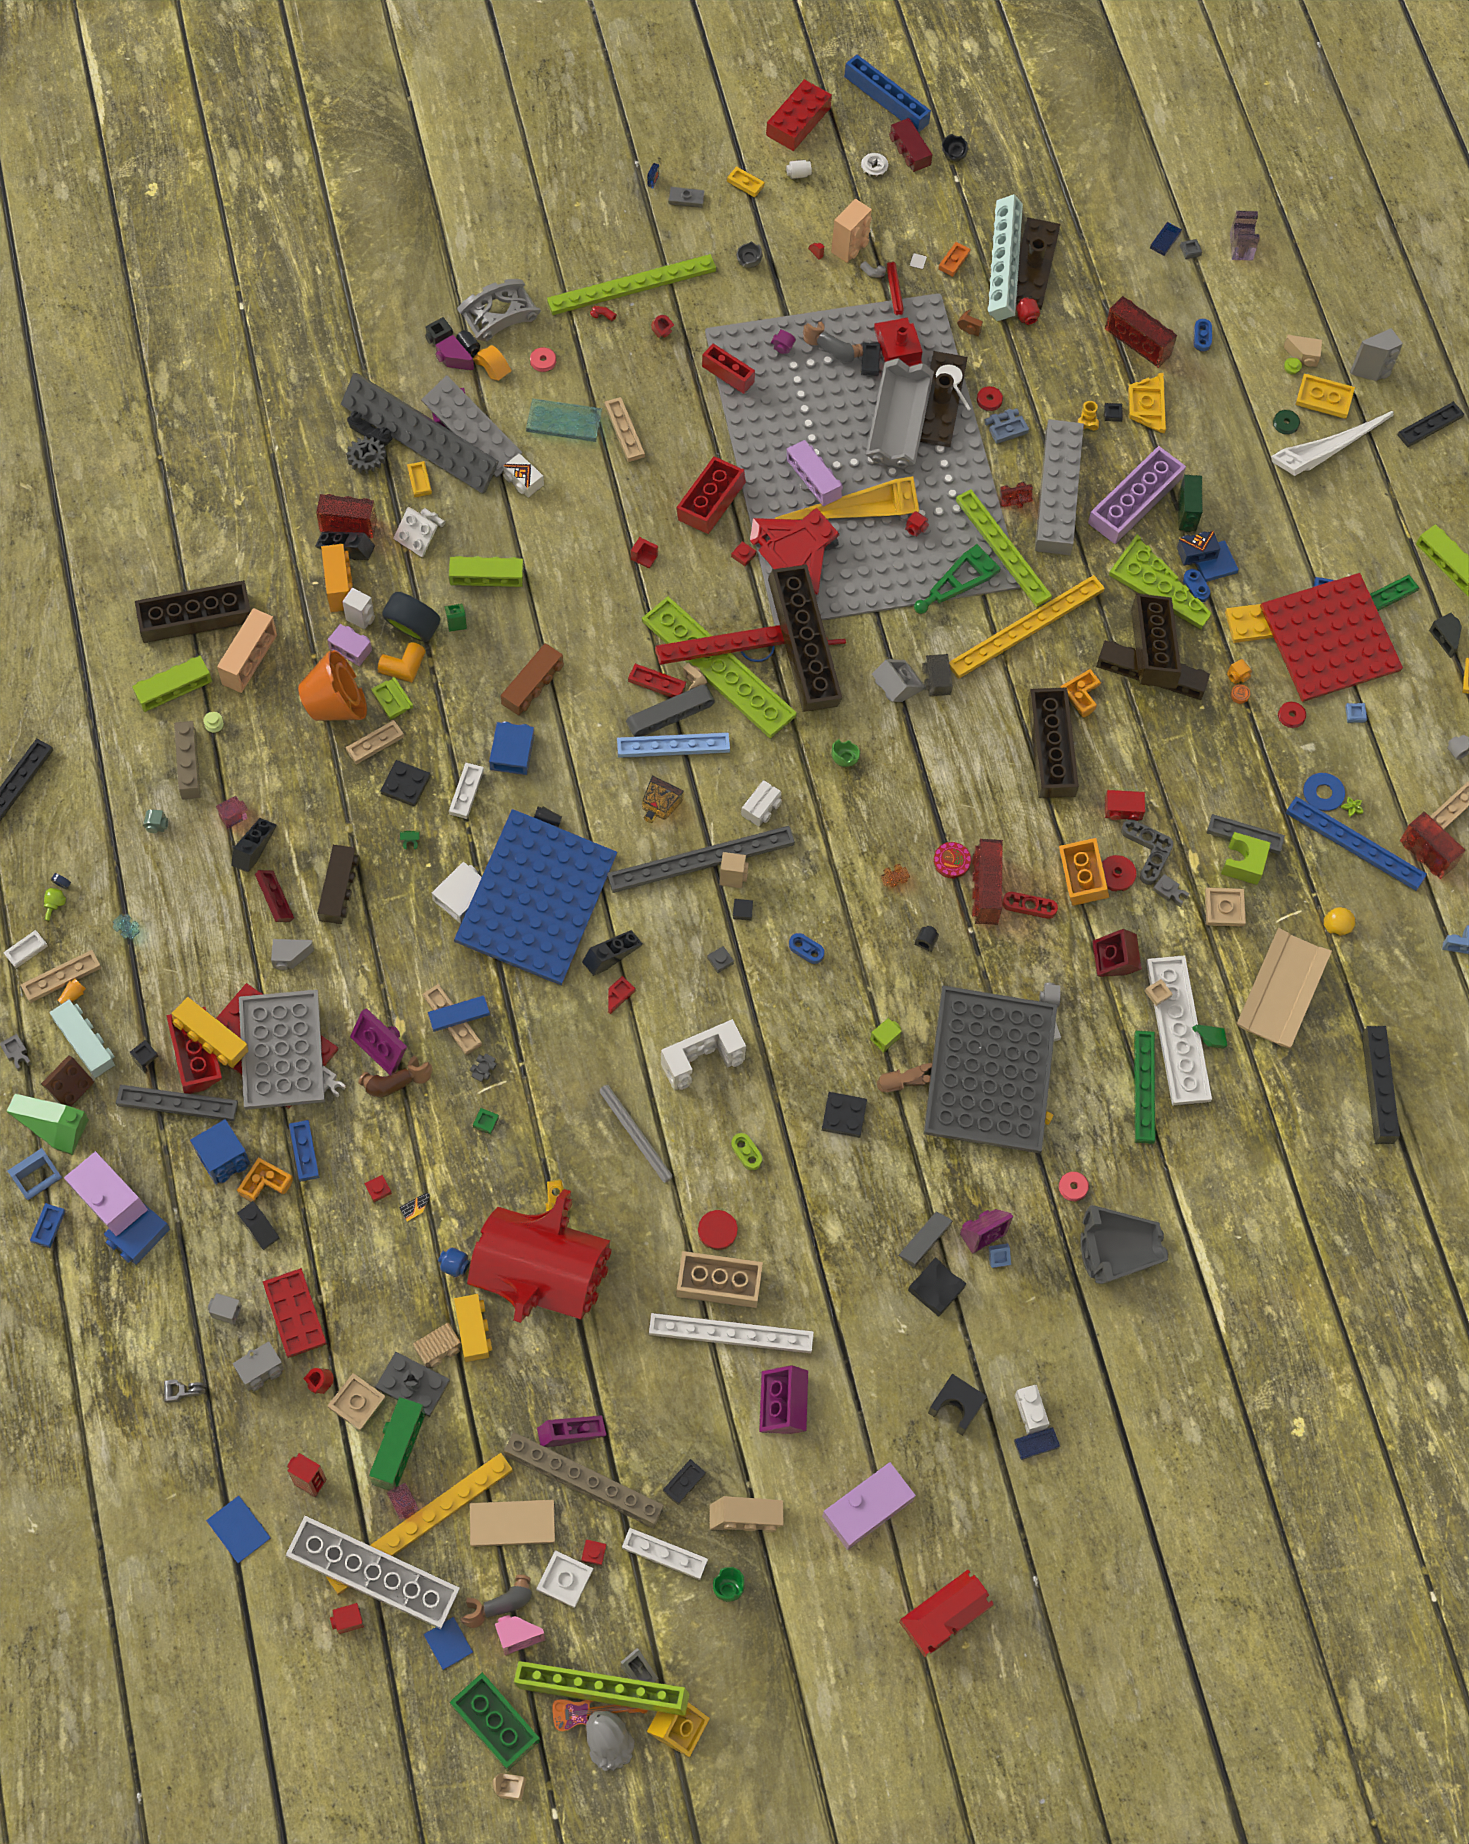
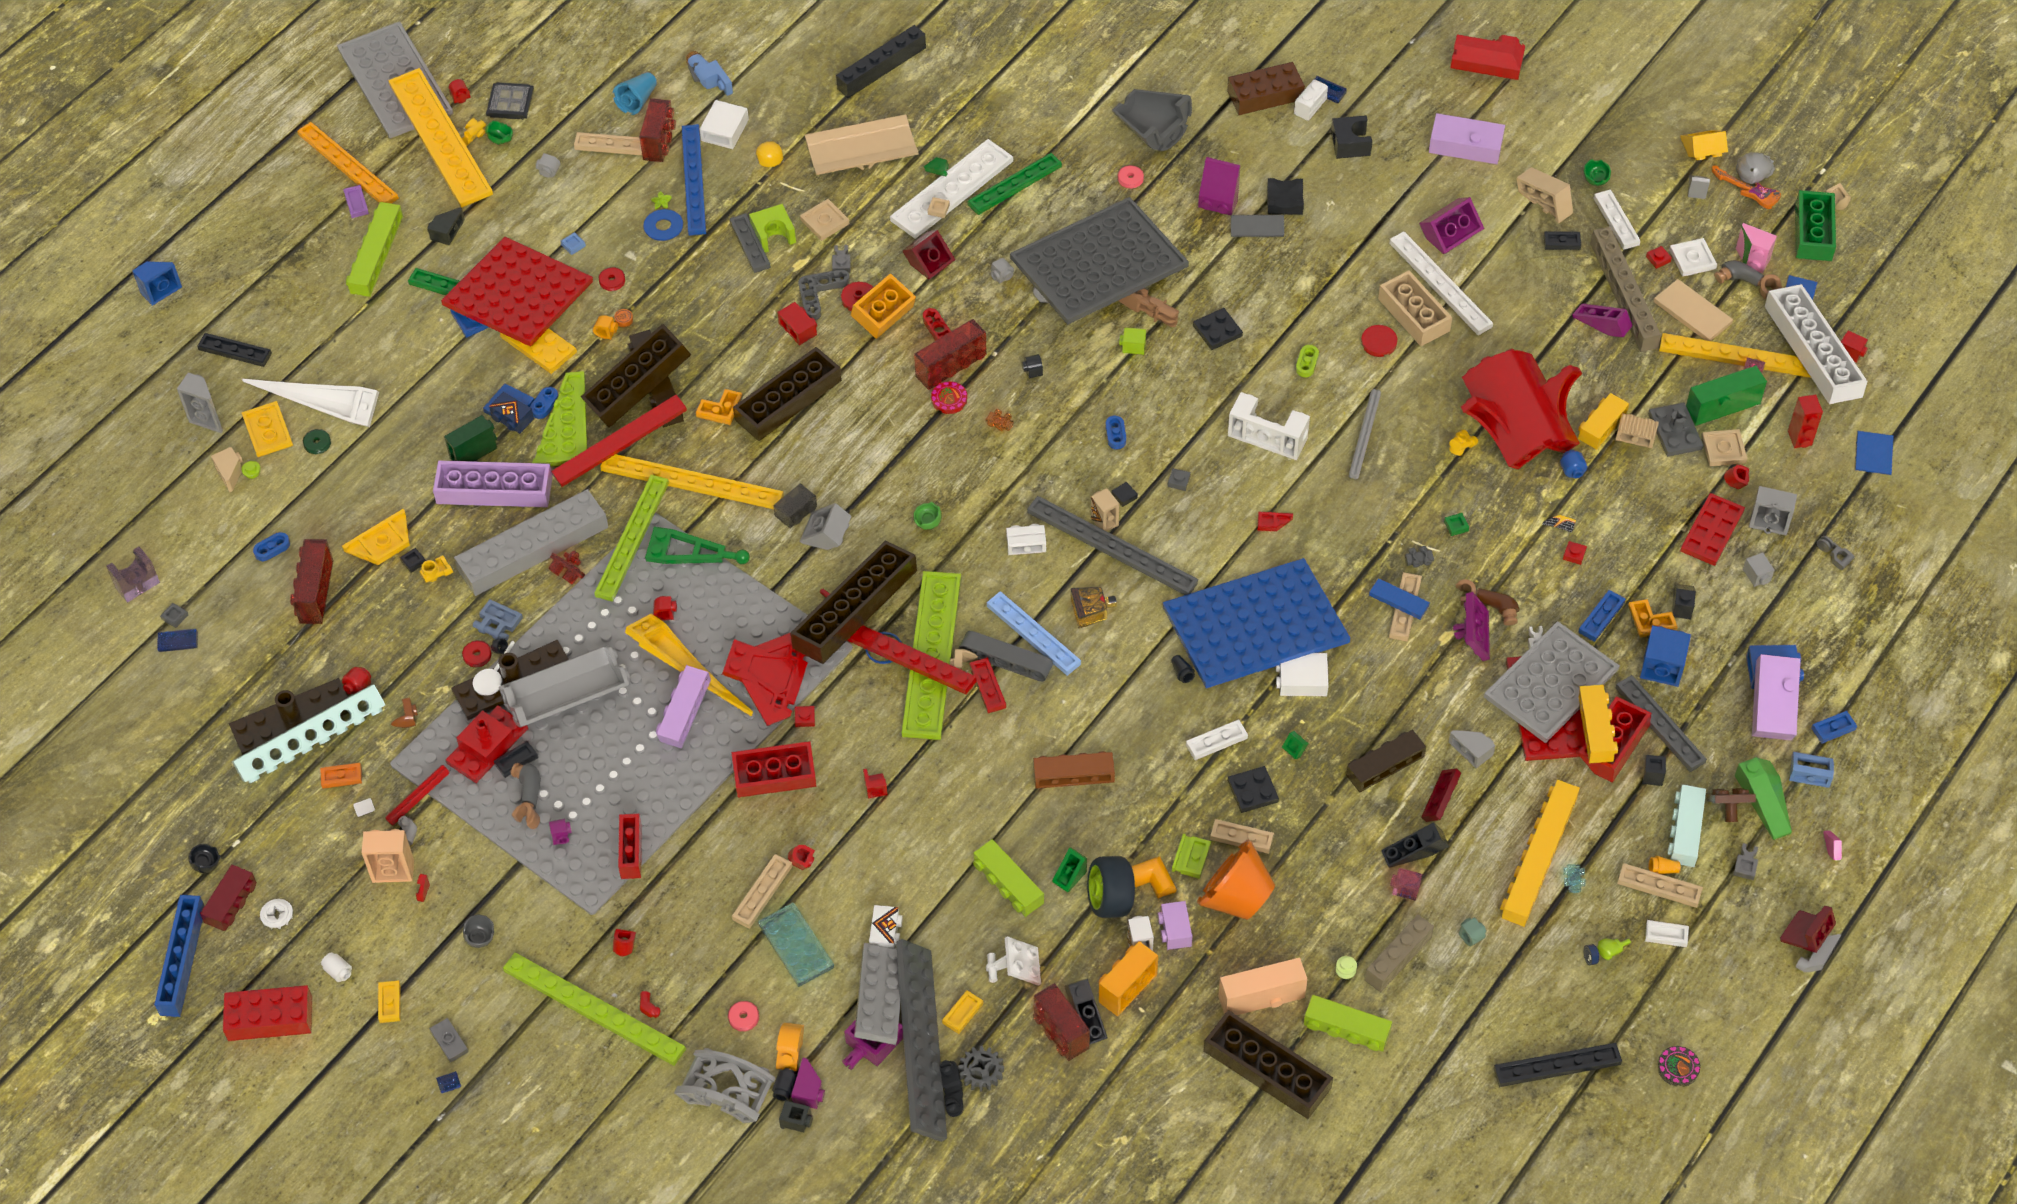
camera: 125 degrees left, 10 degrees down
(165, 921) = (1540, 853): none -> yellow brick
(512, 748) = (1148, 736): blue brick -> none
(602, 1688) = (1735, 176): lime brick -> none
(608, 953) = (1252, 544): black slope -> none
(627, 466) = (801, 856): none -> red plate
(981, 410) = (500, 642): none -> black hinge
(1079, 1382) = (1265, 88): none -> reddish brown brick
(1105, 598) = (619, 440): none -> red tile
(1403, 909) = (724, 124): none -> white brick

